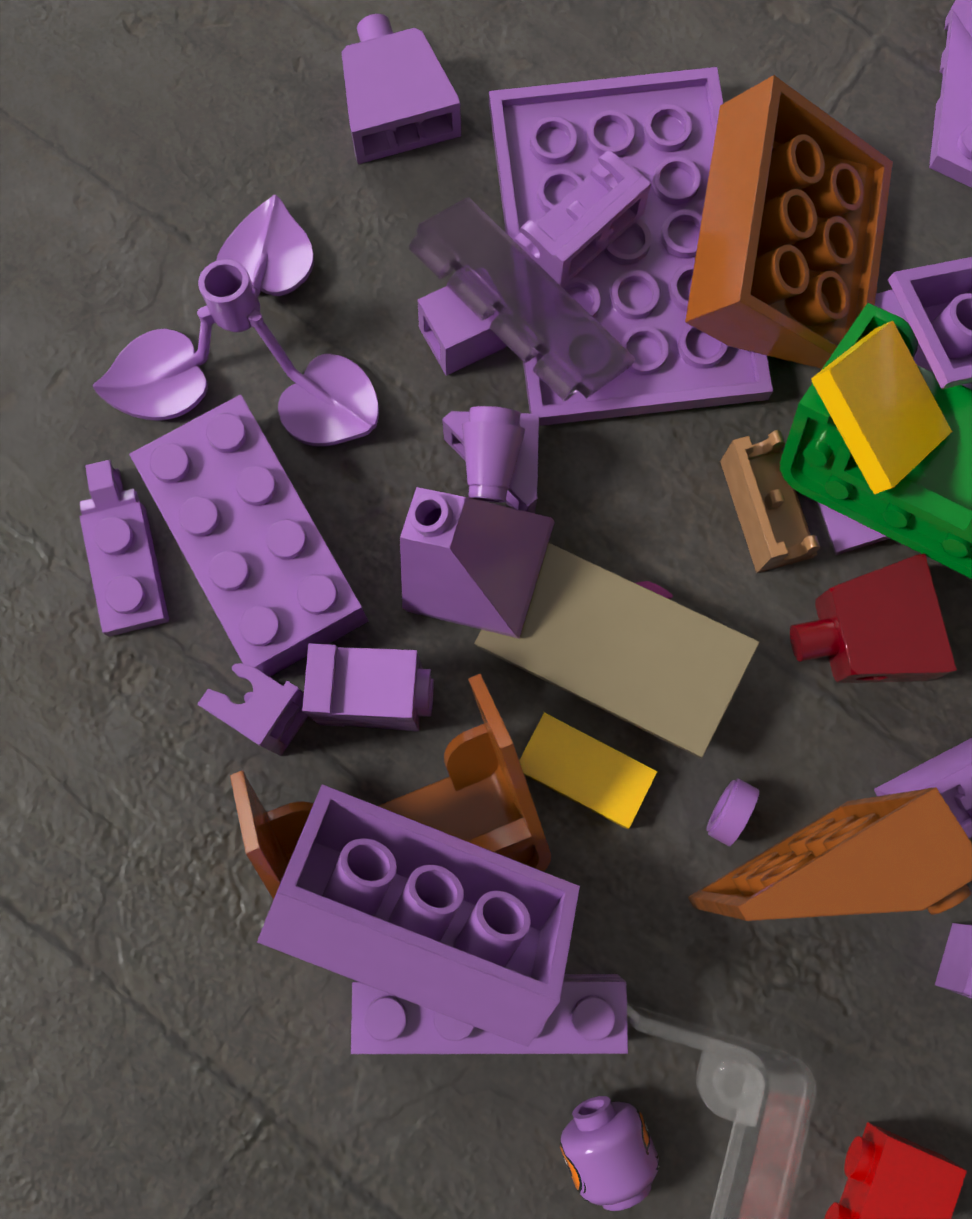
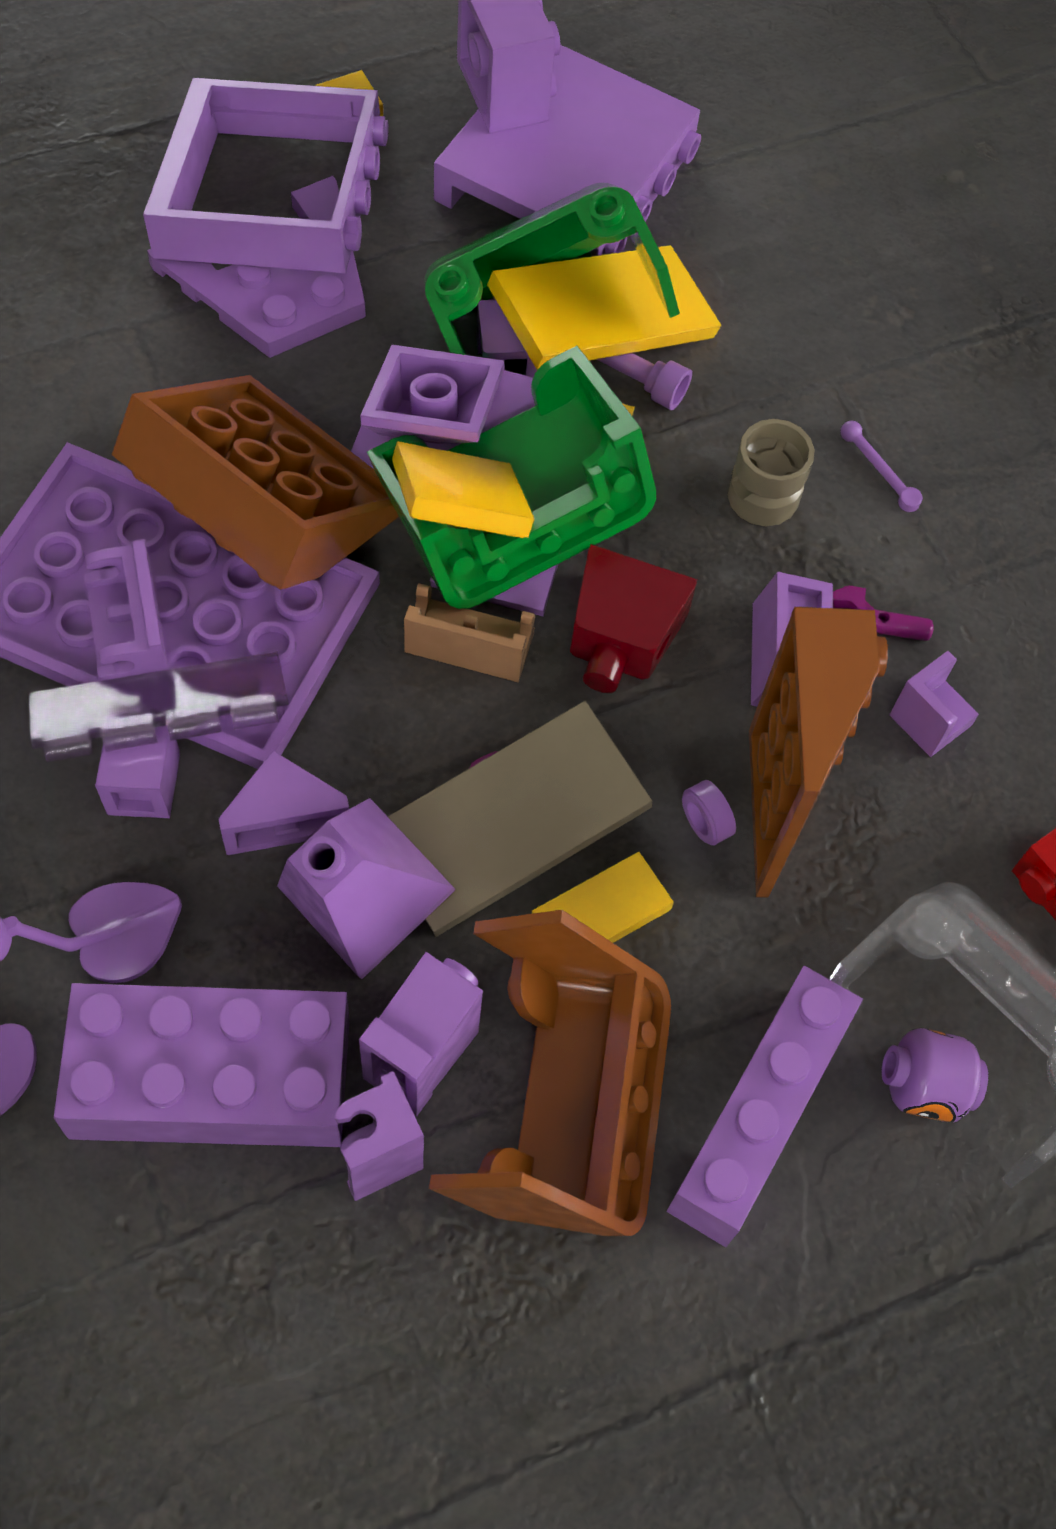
camera: 65 degrees left, 15 degrees down
(120, 554) = (130, 1204): medium lavender hinge -> none
(424, 917) = (657, 1079): medium lavender brick -> none
(491, 451) = (282, 799): medium lavender cone -> none

